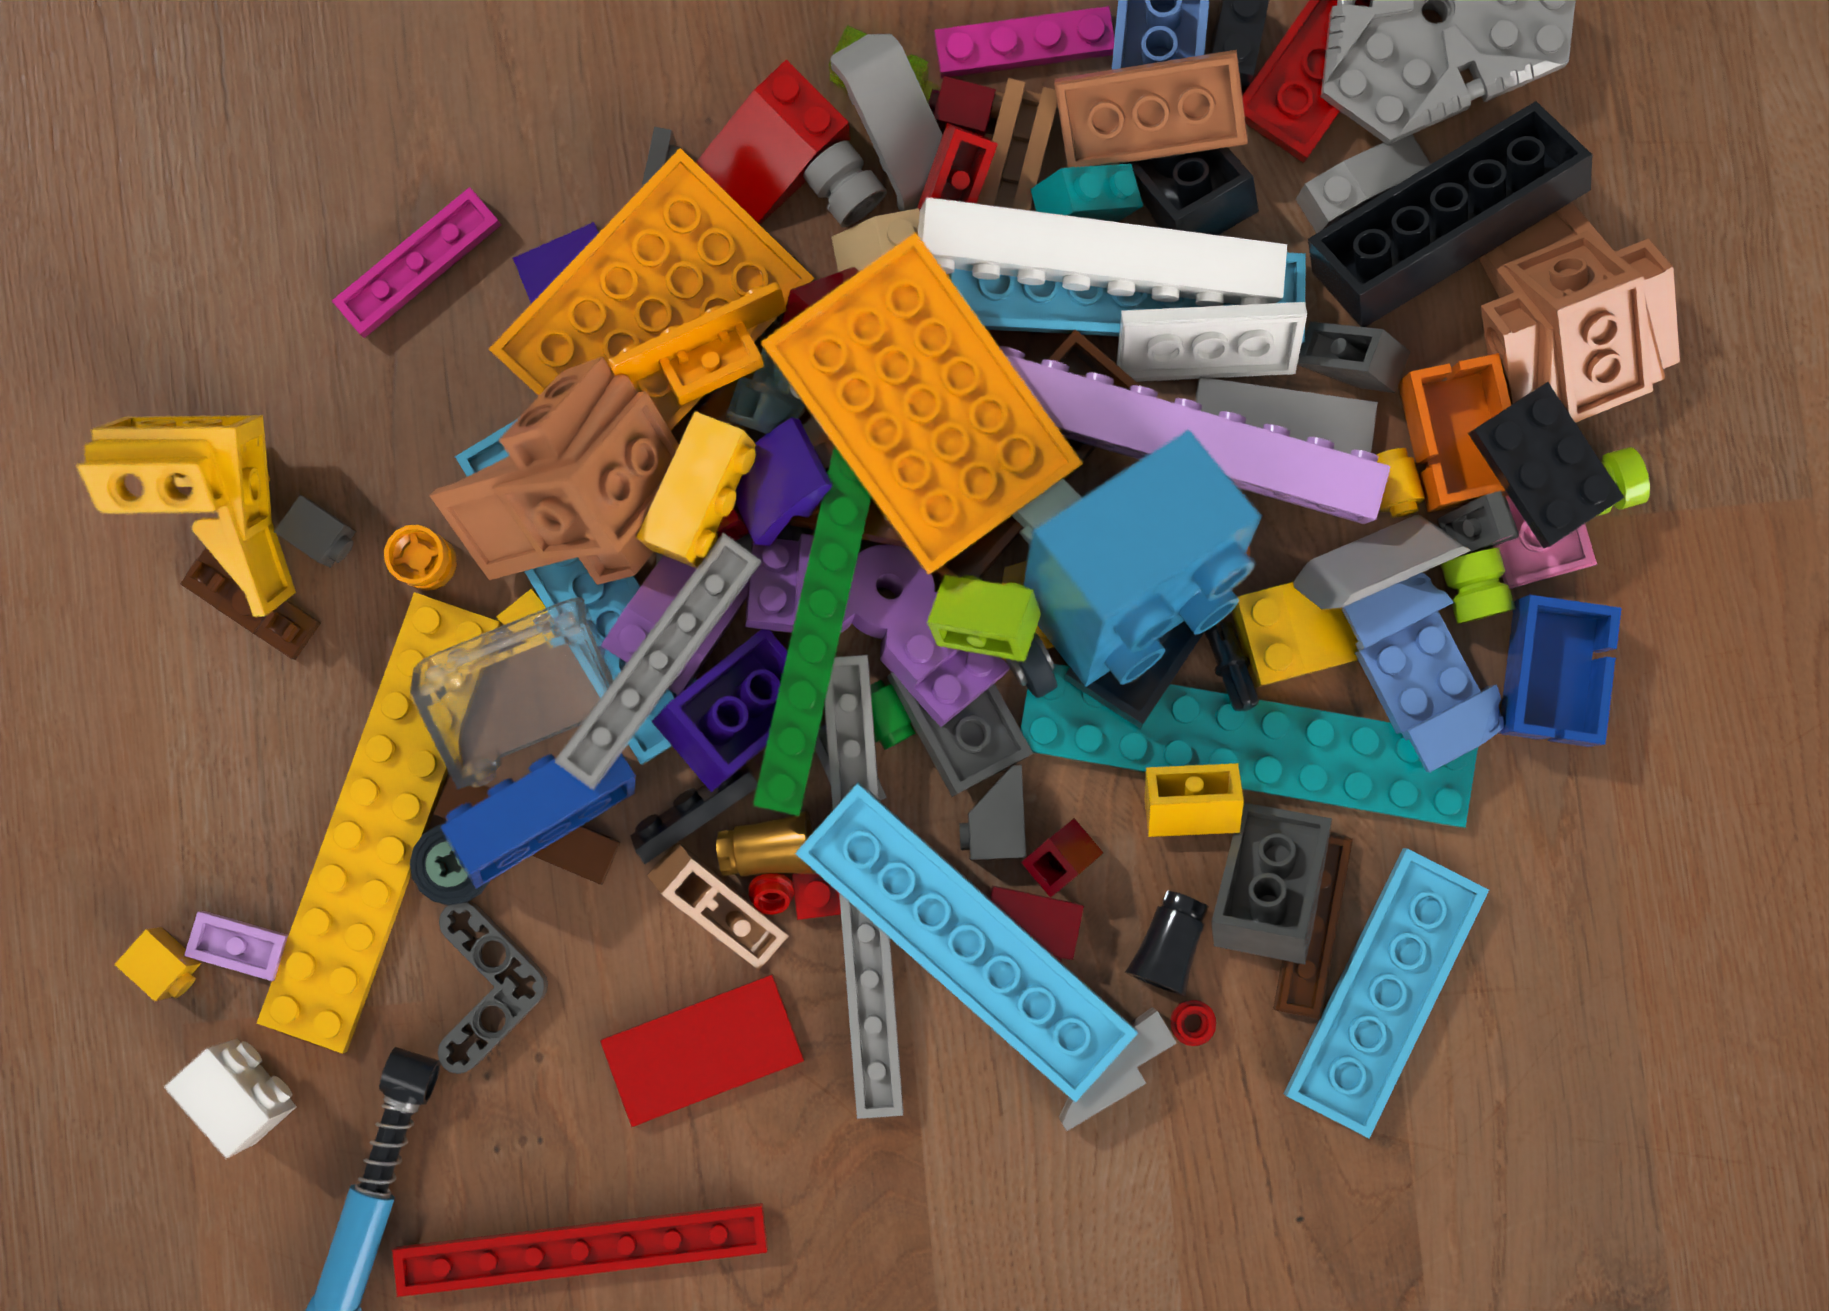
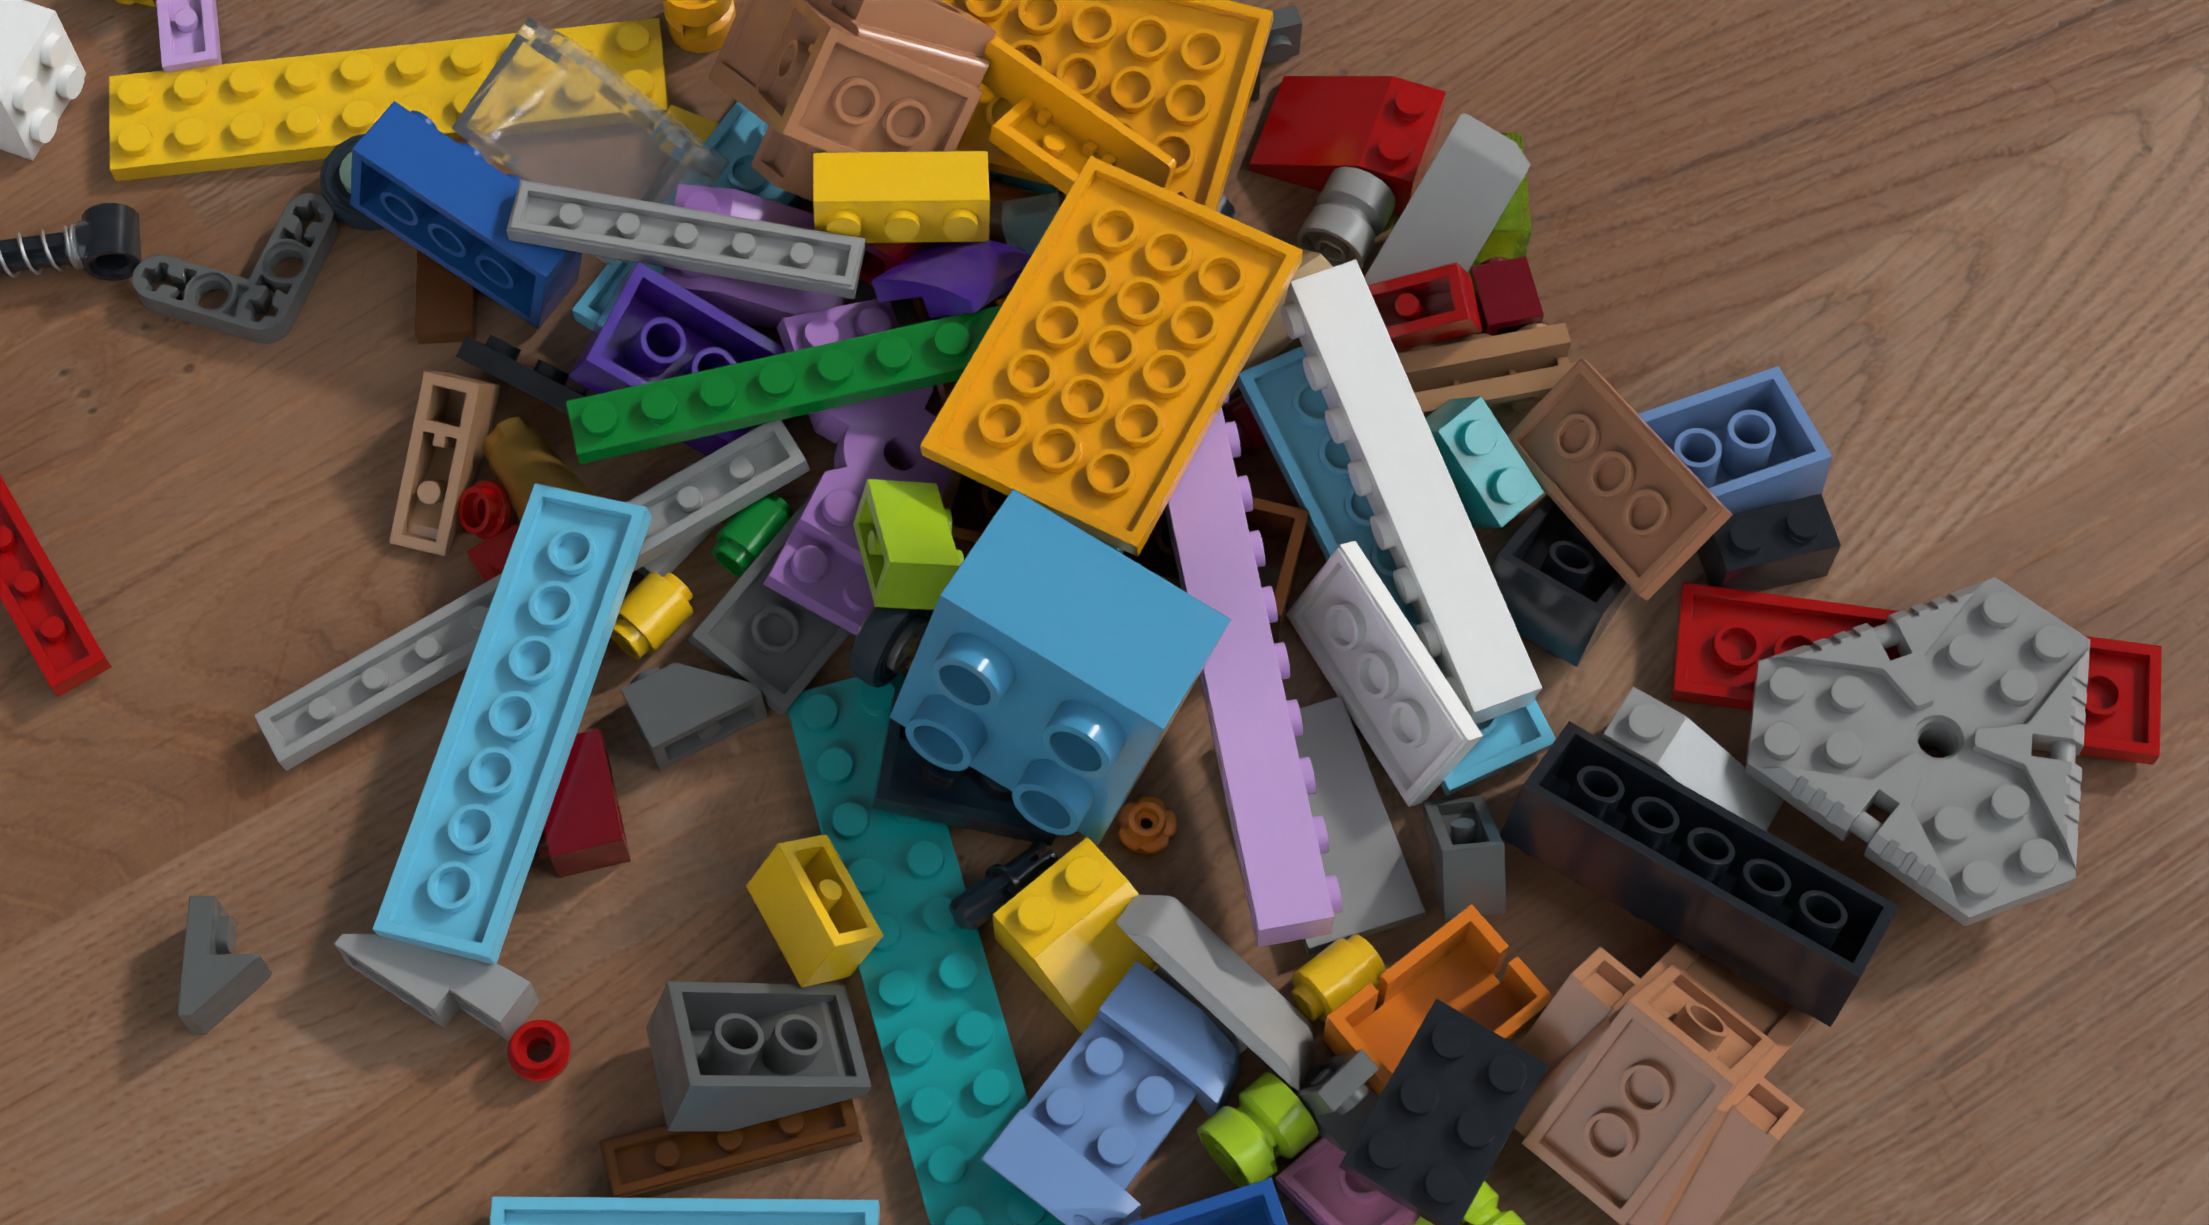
camera: 65 degrees right, 20 degrees down
(702, 1050) = (269, 525): red tile -> none
(914, 808) = (651, 614): none -> yellow brick
(1024, 42) = (1617, 326): dark pink plate -> none
(1040, 1224) = (210, 979): none -> dark grey slope
(1062, 857) = (672, 793): dark red brick -> none
(1170, 944) = (620, 969): black plant -> none

